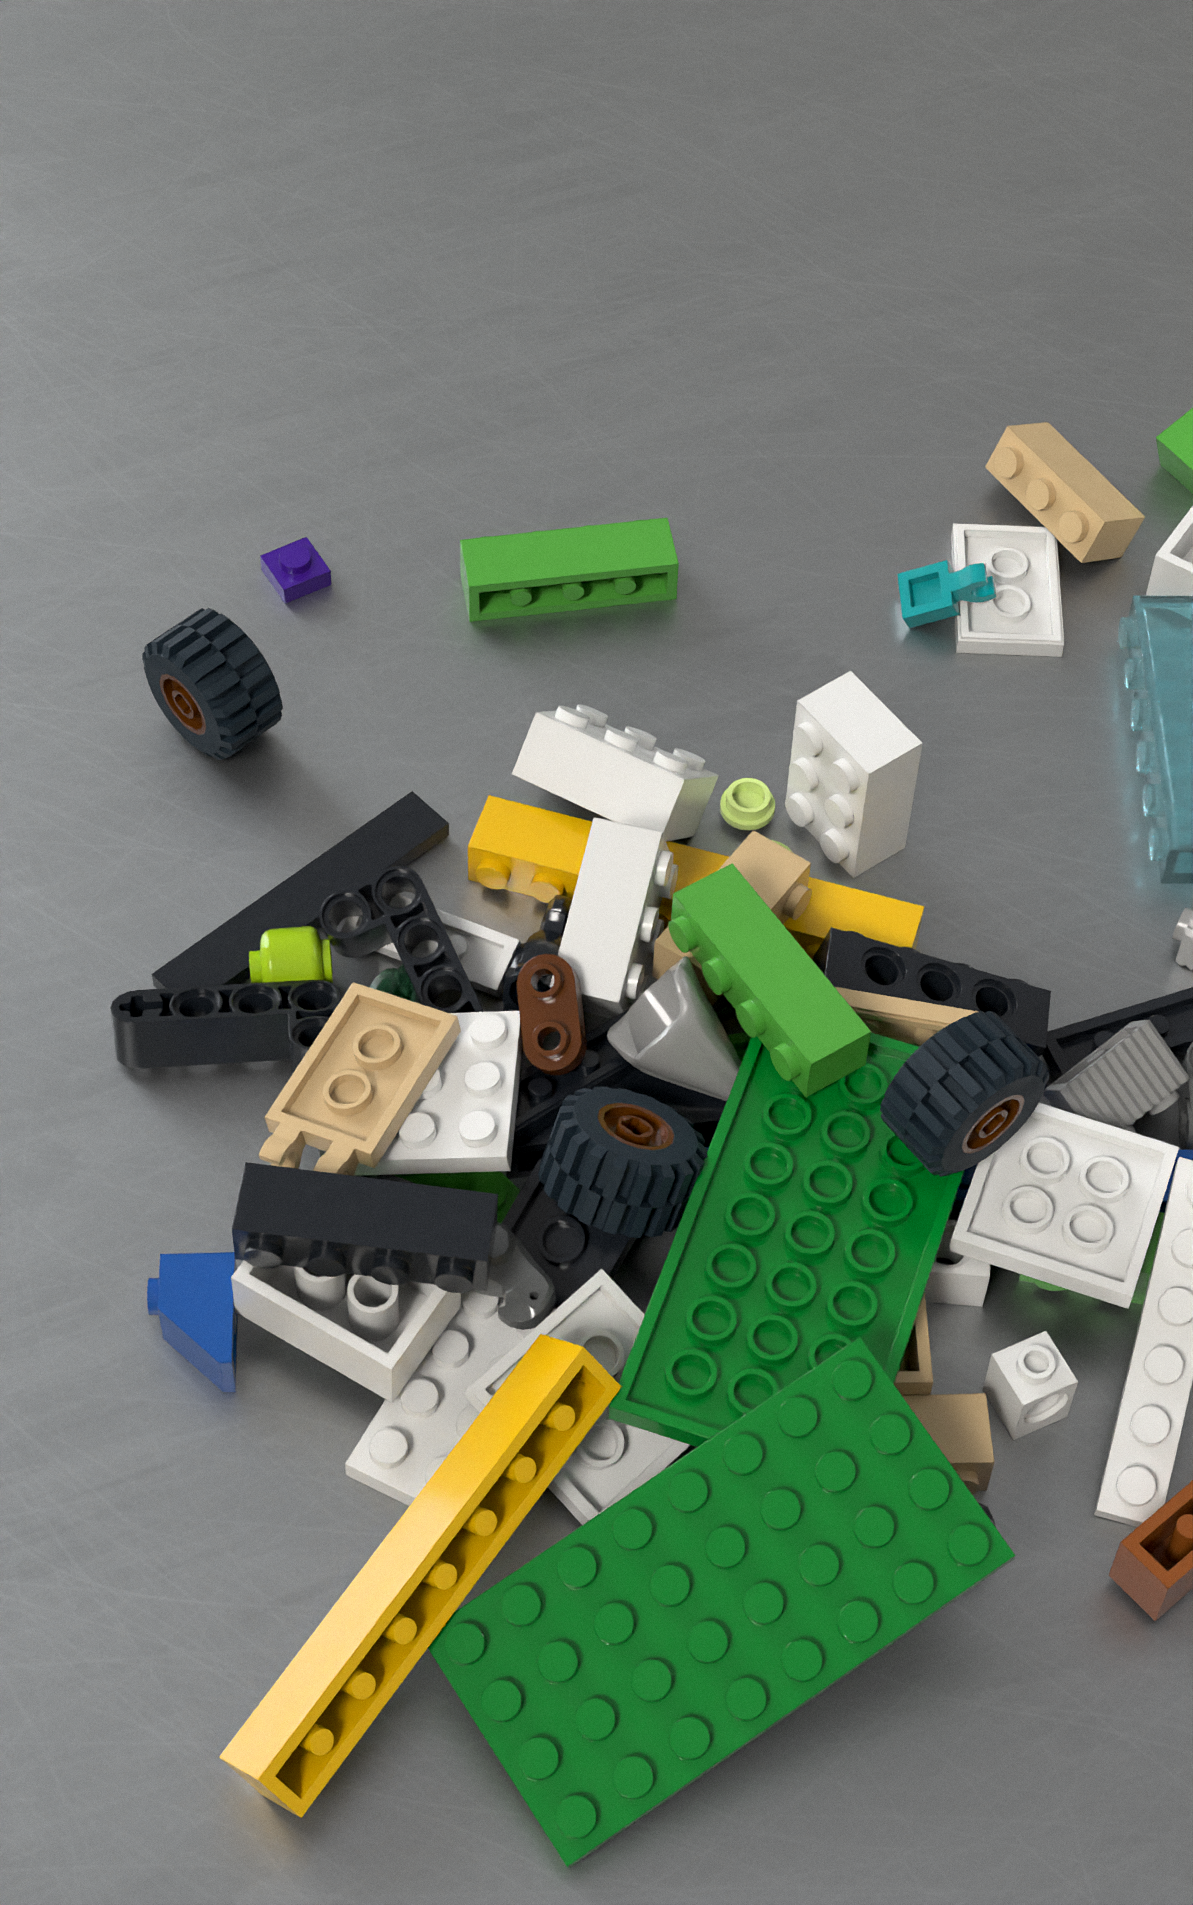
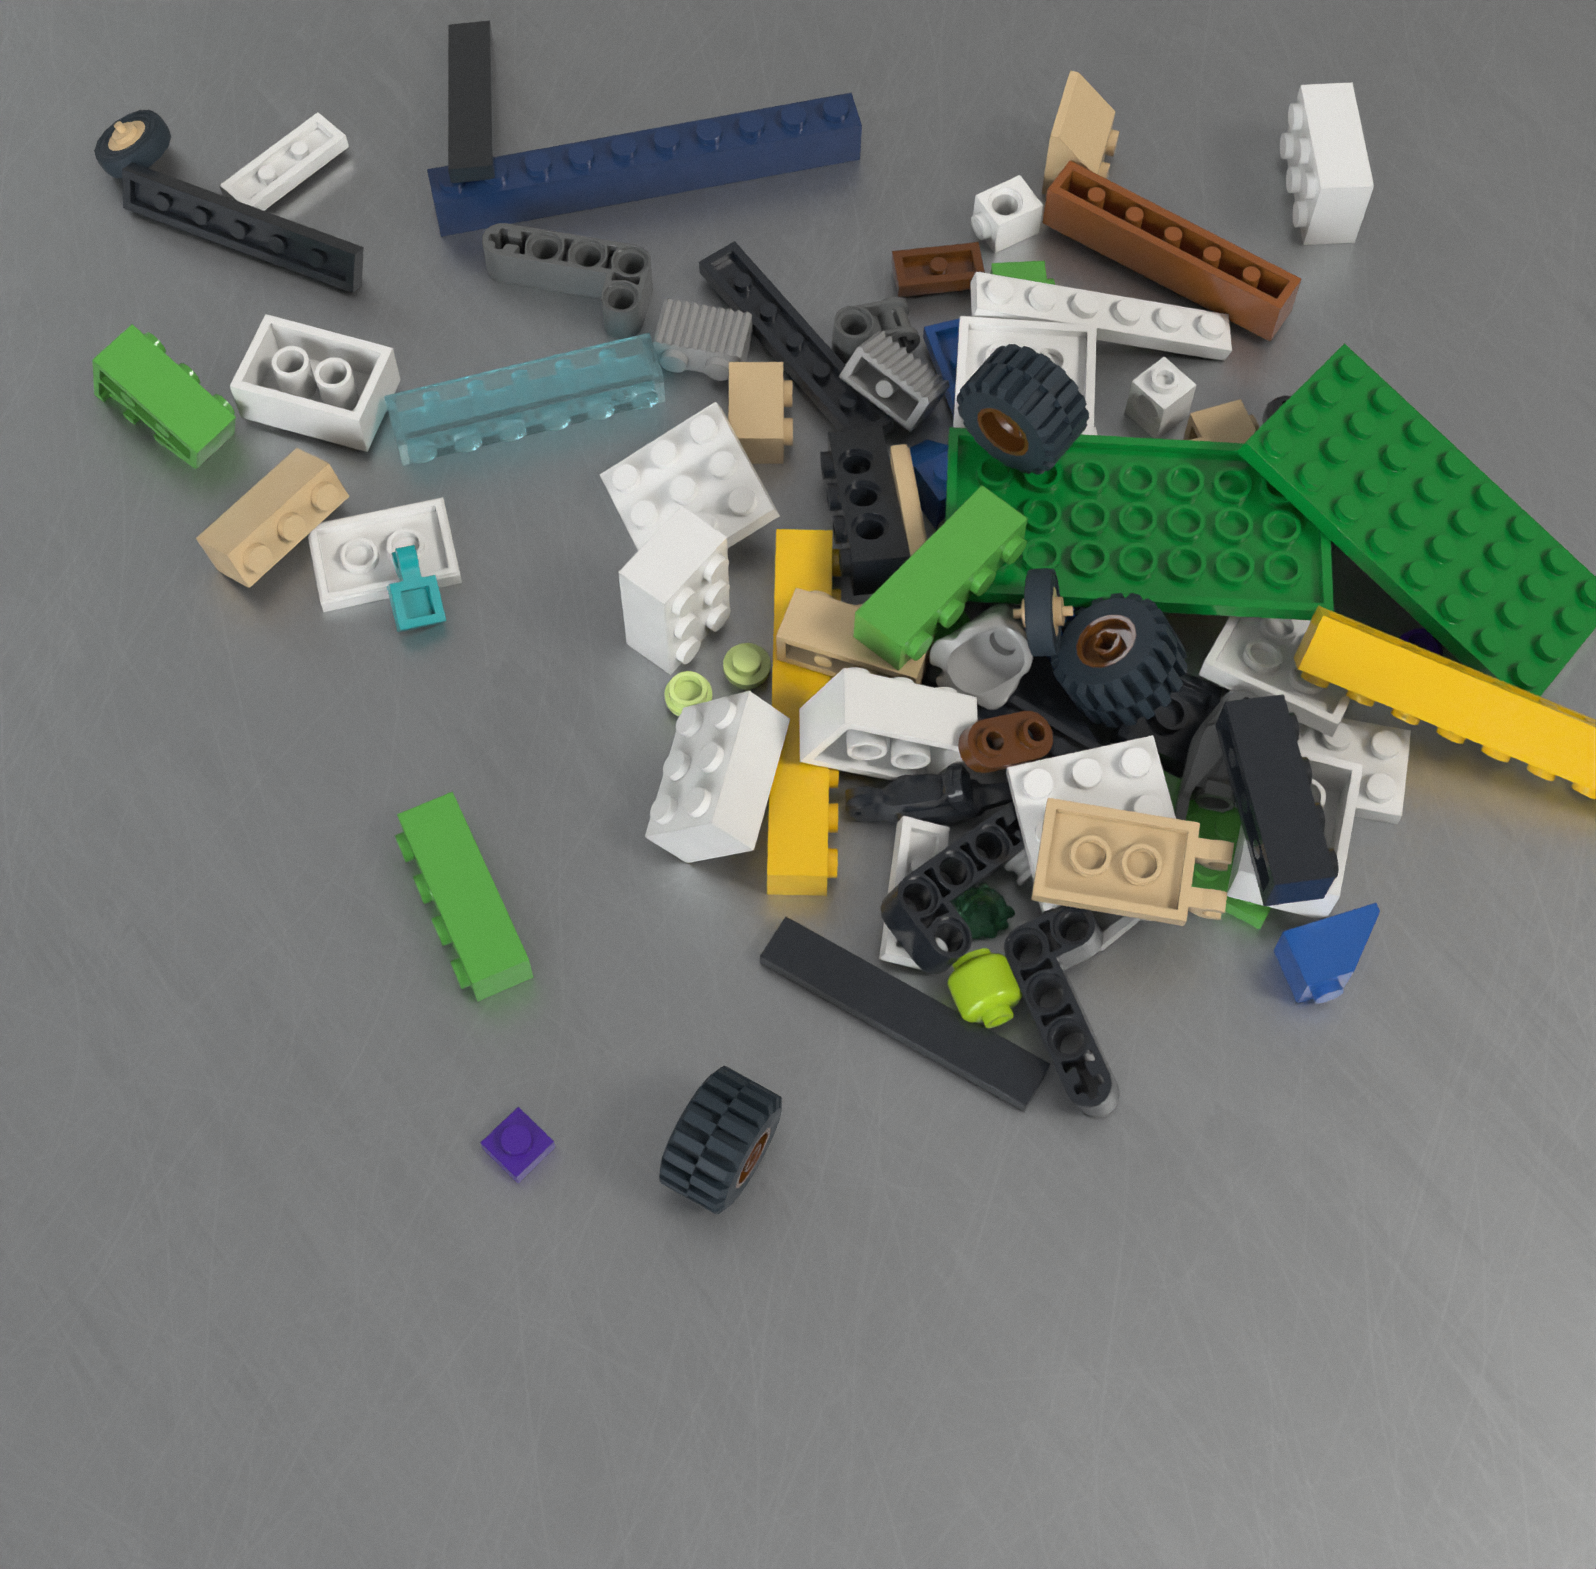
camera: 105 degrees left, 10 degrees up
(691, 1066) = (1043, 612): none -> black wheel
(1003, 848) = (695, 468): none -> white plate
(1110, 947) = (757, 410): none -> tan brick

